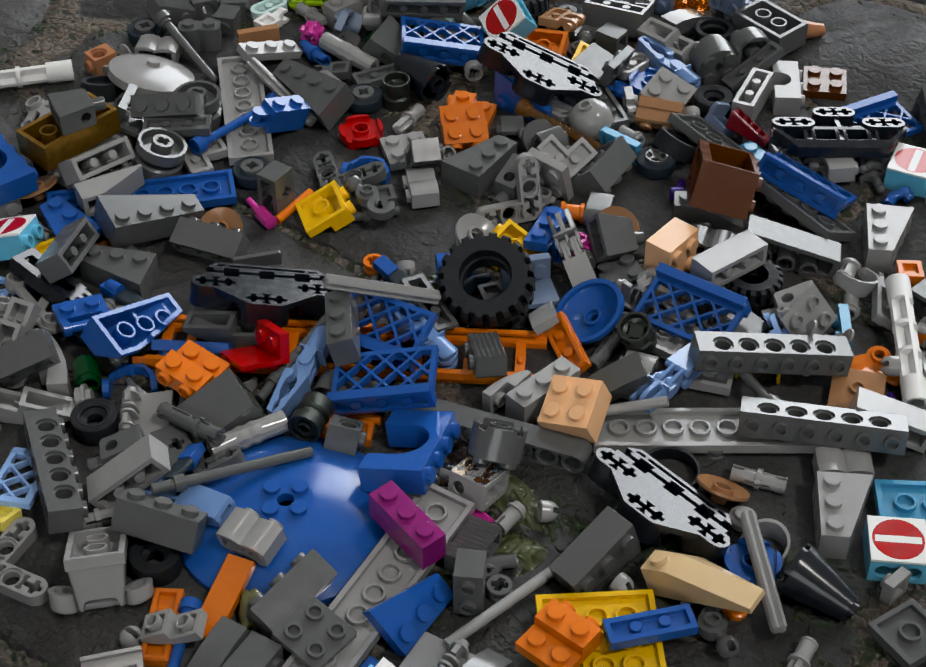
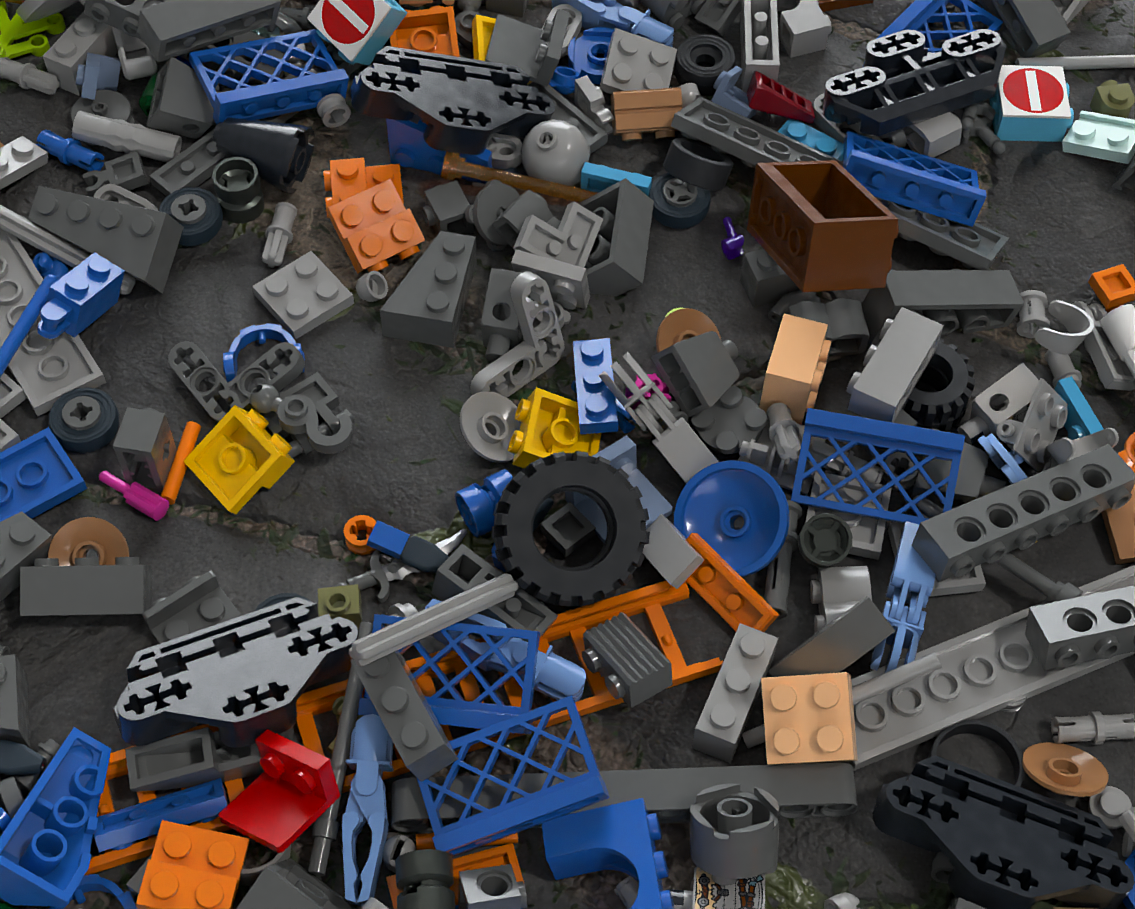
camera: 25 degrees left, 15 degrees up
(312, 32) = (48, 113): dark pink gear -> none
(360, 131) = (221, 298): red plate -> none
(407, 266) = (417, 526): light grey hinge -> none
(421, 187) = (365, 361): light grey brick -> none
(423, 153) = (346, 307): brick -> none
(495, 395) = (682, 705): light grey slope -> none
(576, 211) = (615, 329): orange bush -> none
(596, 203) = (642, 314): beam -> none
(638, 136) = (621, 161): light grey pin -> none
(883, 234) = (1048, 232): light grey wedge -> none
(902, 193) = (1022, 153): blue arm -> none

